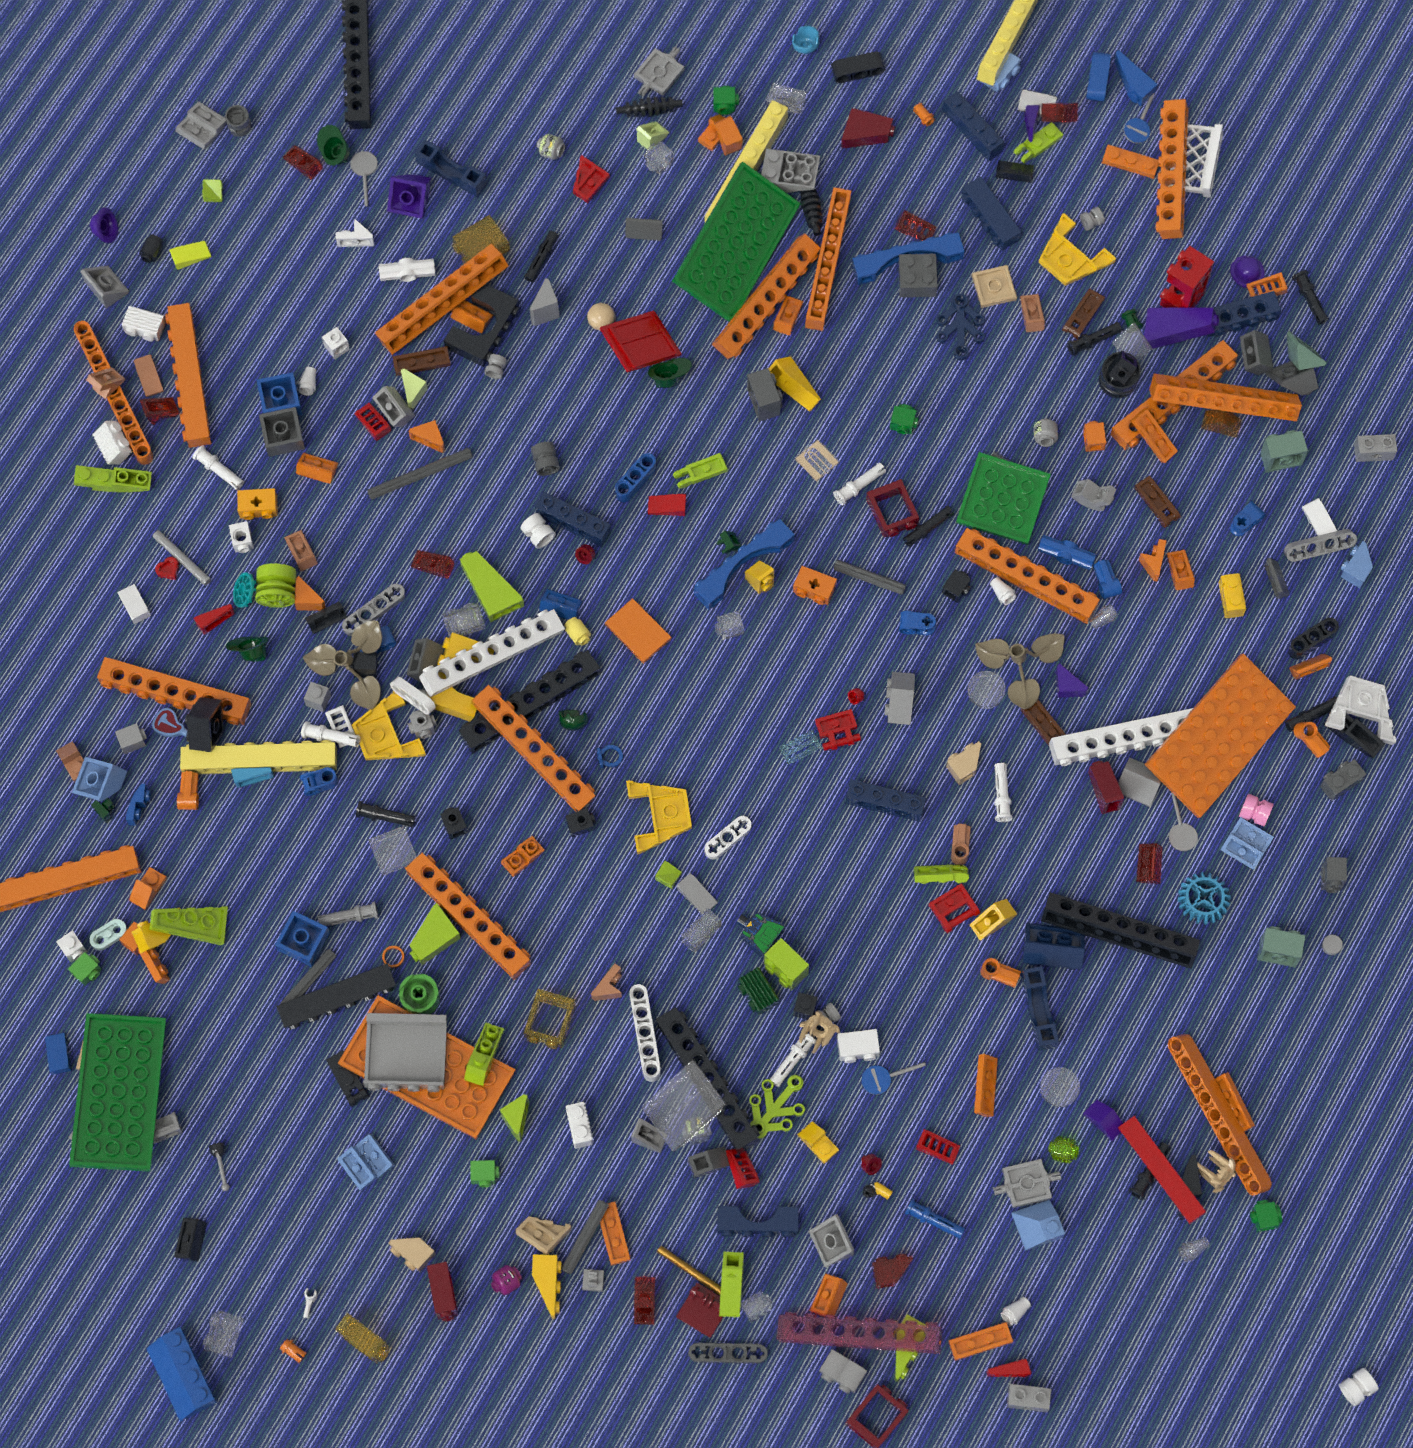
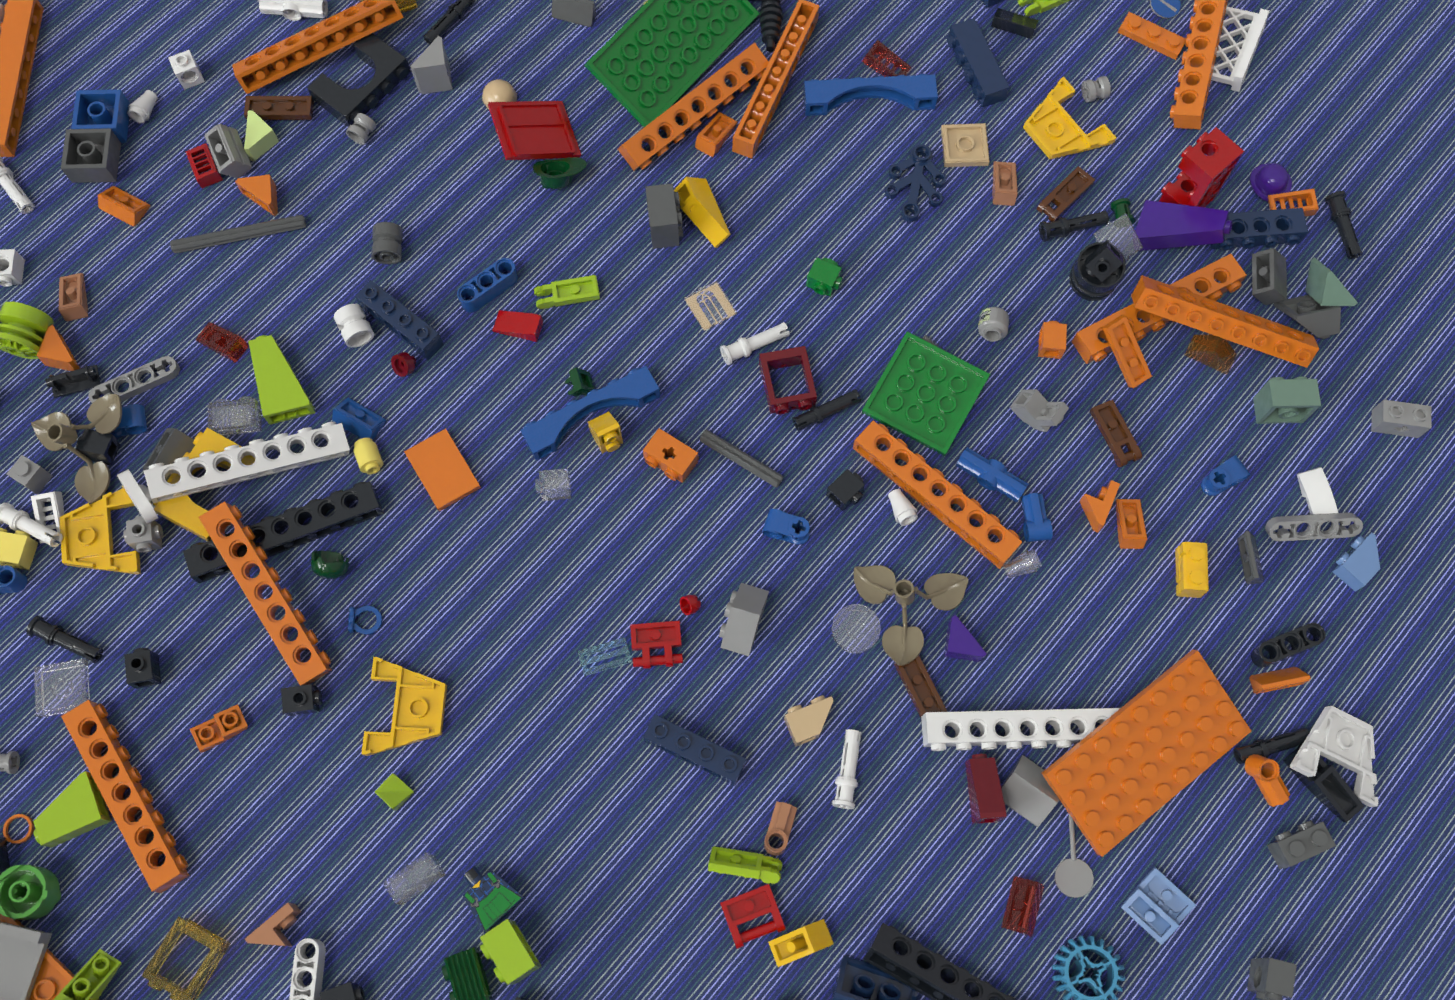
camera: 10 degrees right, 0 degrees up
(249, 499) = (38, 232): light orange brick -> none
(471, 316) = (351, 68): orange slope -> none
(696, 893) = (423, 825): light grey slope -> none
(727, 845) = (497, 742): white beam -> none
(917, 275) = (877, 115): dark grey brick -> none
(1256, 810) = (1180, 864): bright pink wheel -> none

